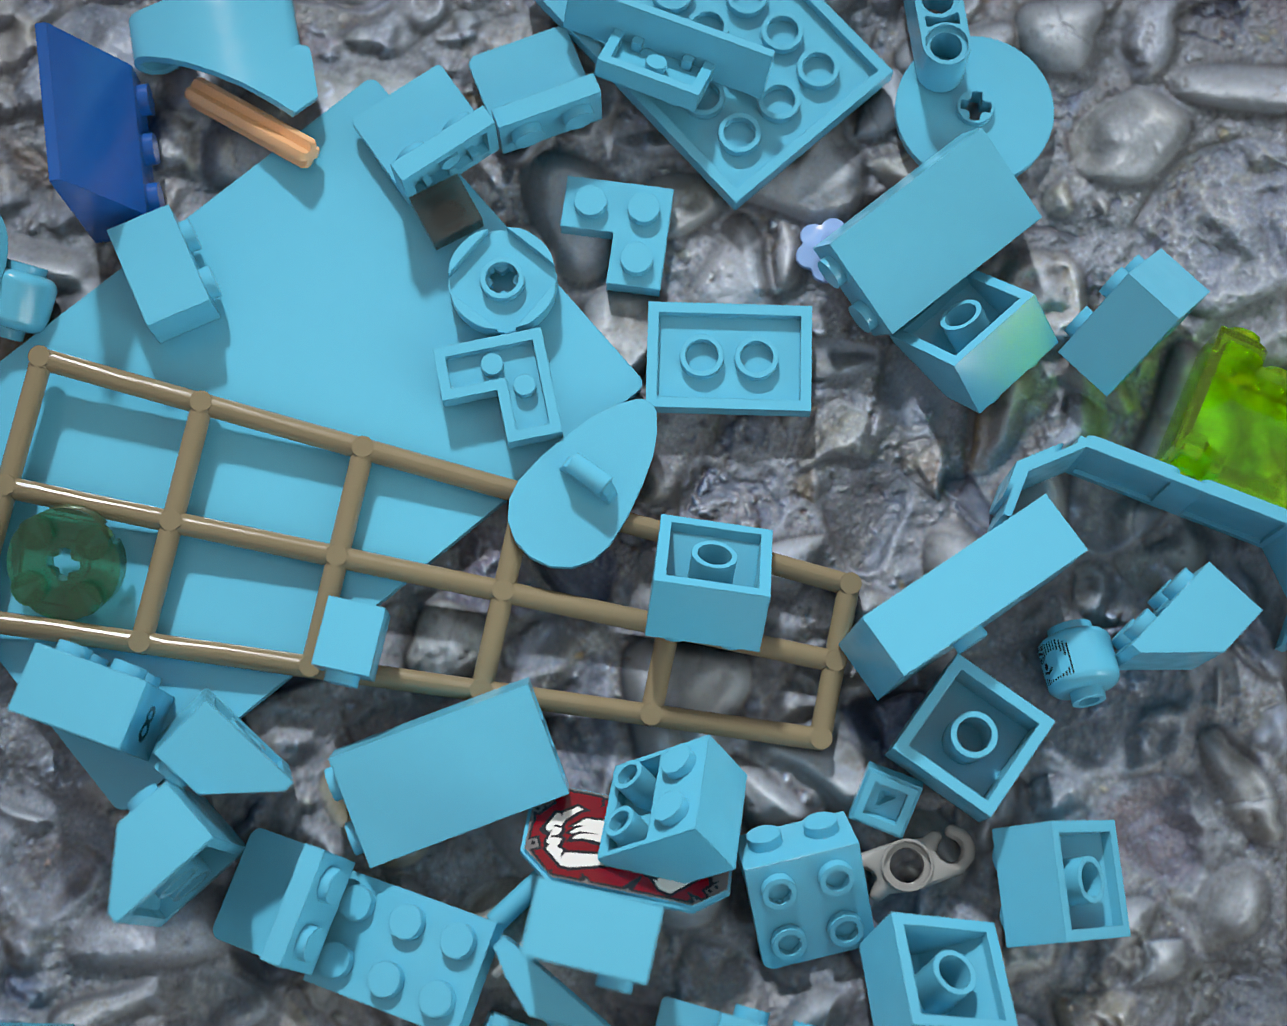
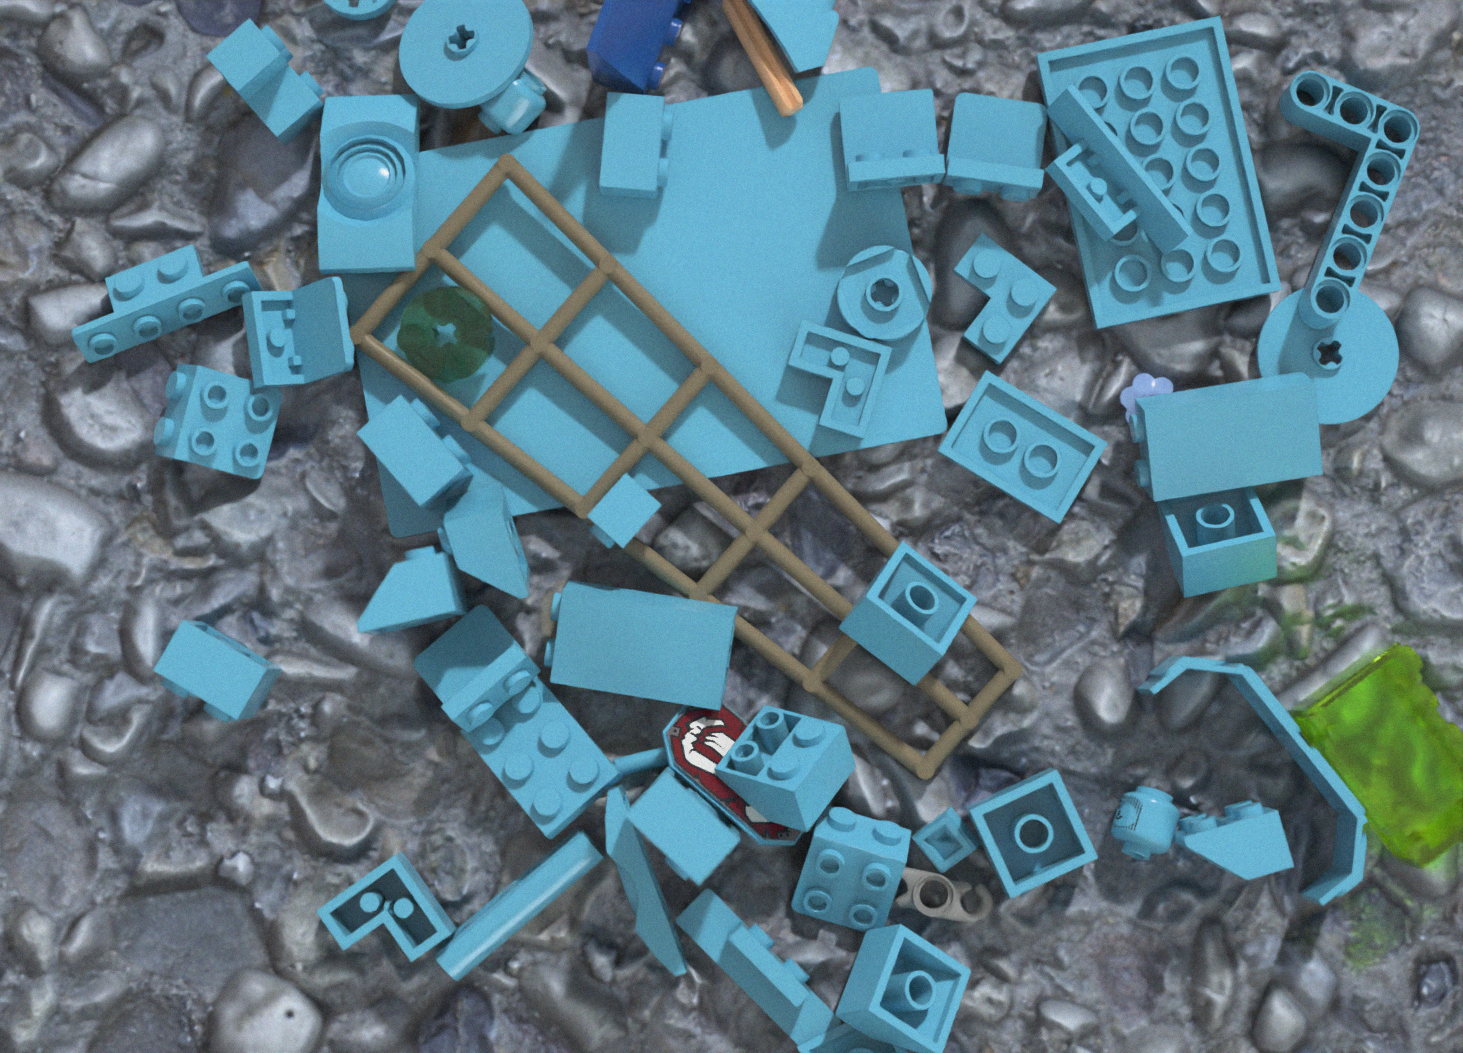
camera: 25 degrees right, 10 degrees up
(446, 211) = (871, 214): clear smoke plate -> none
(584, 487) = (857, 488): medium azure shield -> none
(961, 597) = (1085, 731): medium azure brick -> none
(1060, 882) = (1036, 970): medium azure slope -> none
(1139, 312) = (1348, 592): medium azure brick -> none

